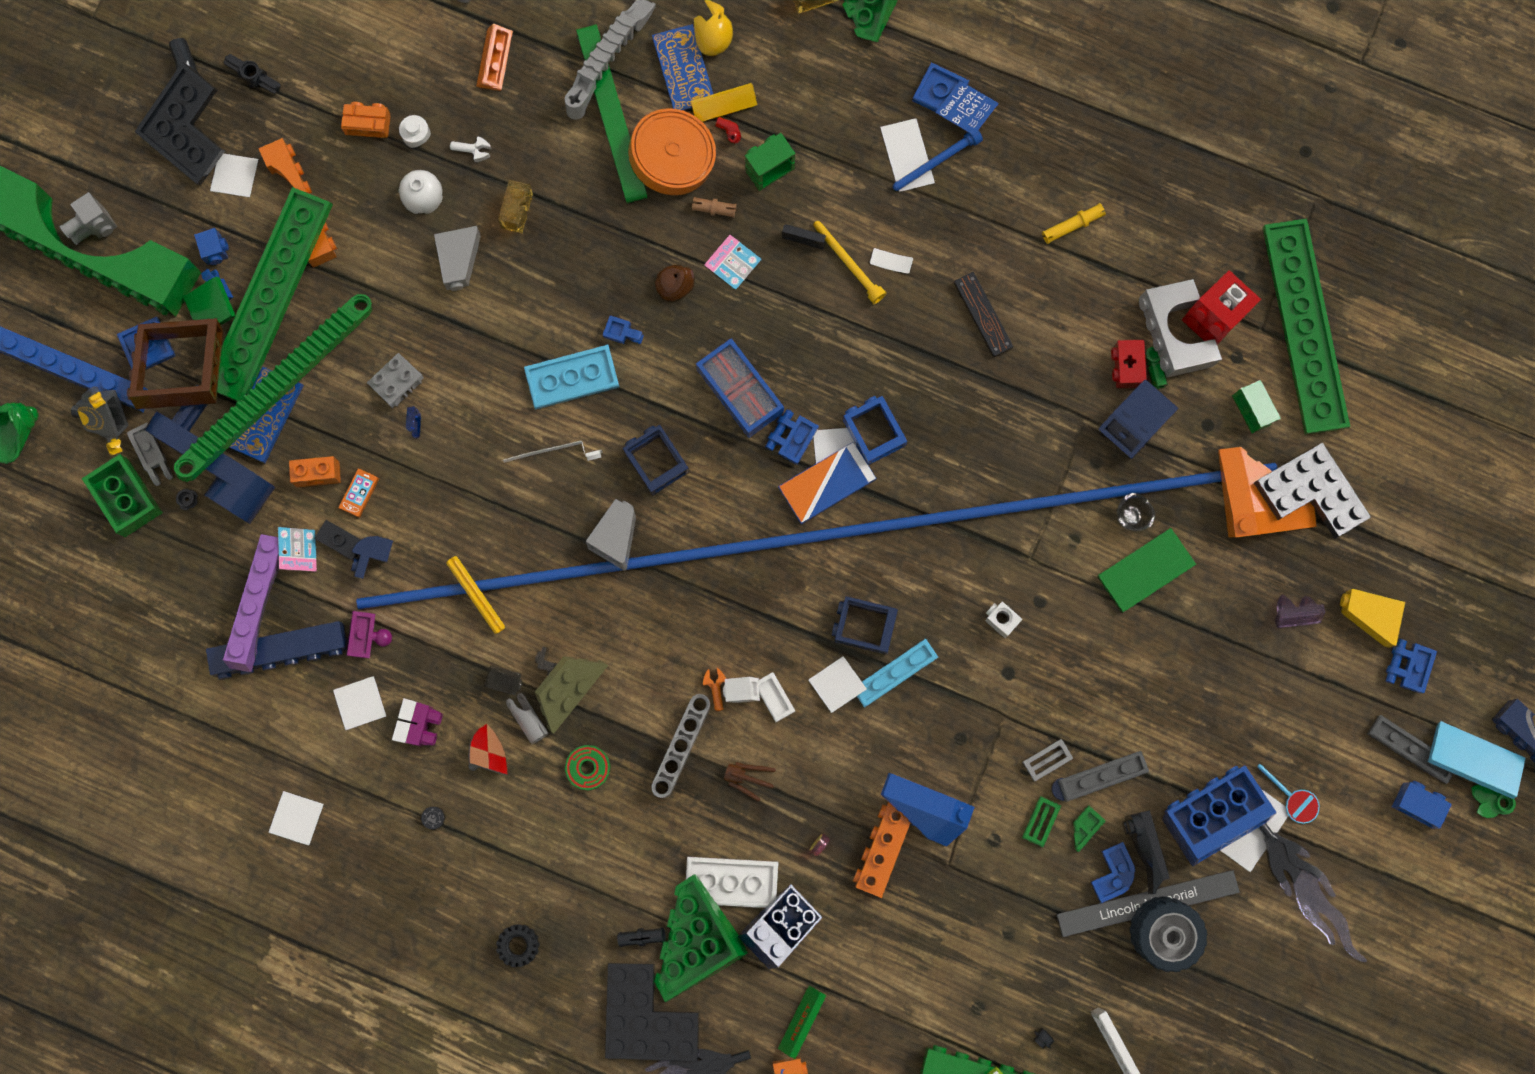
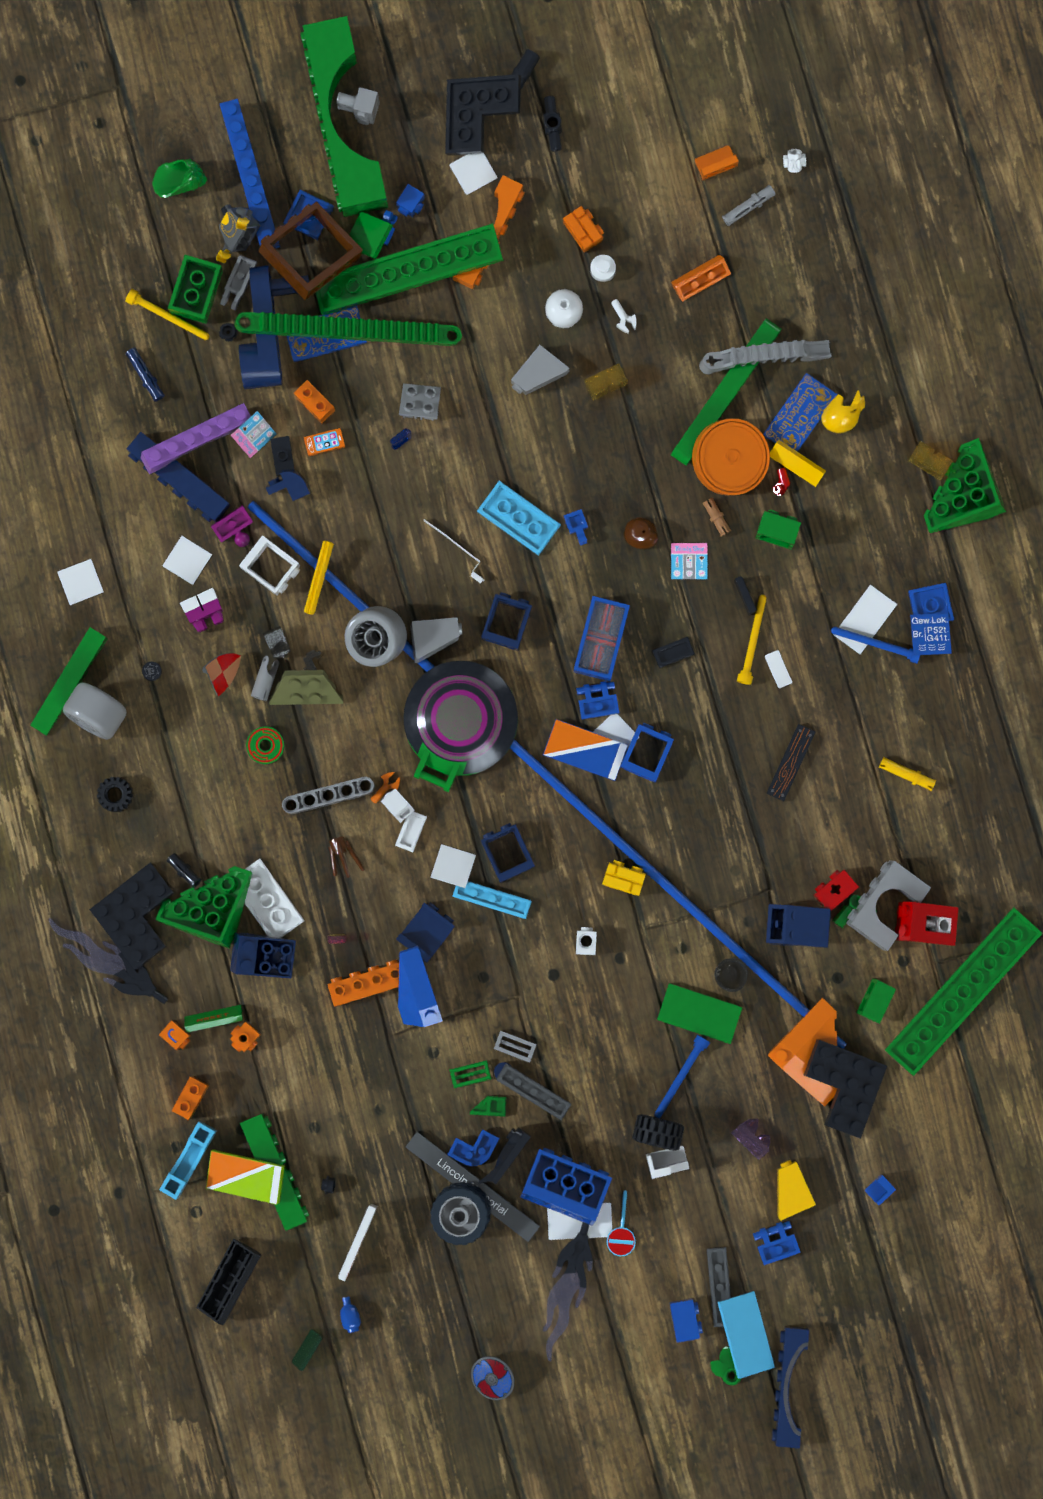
camera: 55 degrees right, 5 degrees up
(82, 558) = (135, 298): none -> yellow piece
(167, 605) = (148, 380): none -> dark blue pin
(377, 903) = (71, 676): none -> green slope
(405, 635) = (254, 554): none -> white window
(424, 900) = (94, 710): none -> light grey wheel
(570, 601) = (362, 638): none -> light grey wheel
(709, 572) = (459, 720): none -> dish
(802, 338) = (673, 652): none -> black tile
(843, 997) = (251, 1034): none -> orange brick
(877, 755) = (427, 931): none -> dark blue panel
(972, 539) = (623, 878): none -> yellow brick
(1176, 591) = (699, 1045): none -> blue piece
(1231, 690) = (658, 1132): none -> black tyre
(1262, 707) = (666, 1162): none -> white panel
(1344, 1028) = (492, 1378): none -> shield
(1431, 536) = (880, 1189): none -> blue panel

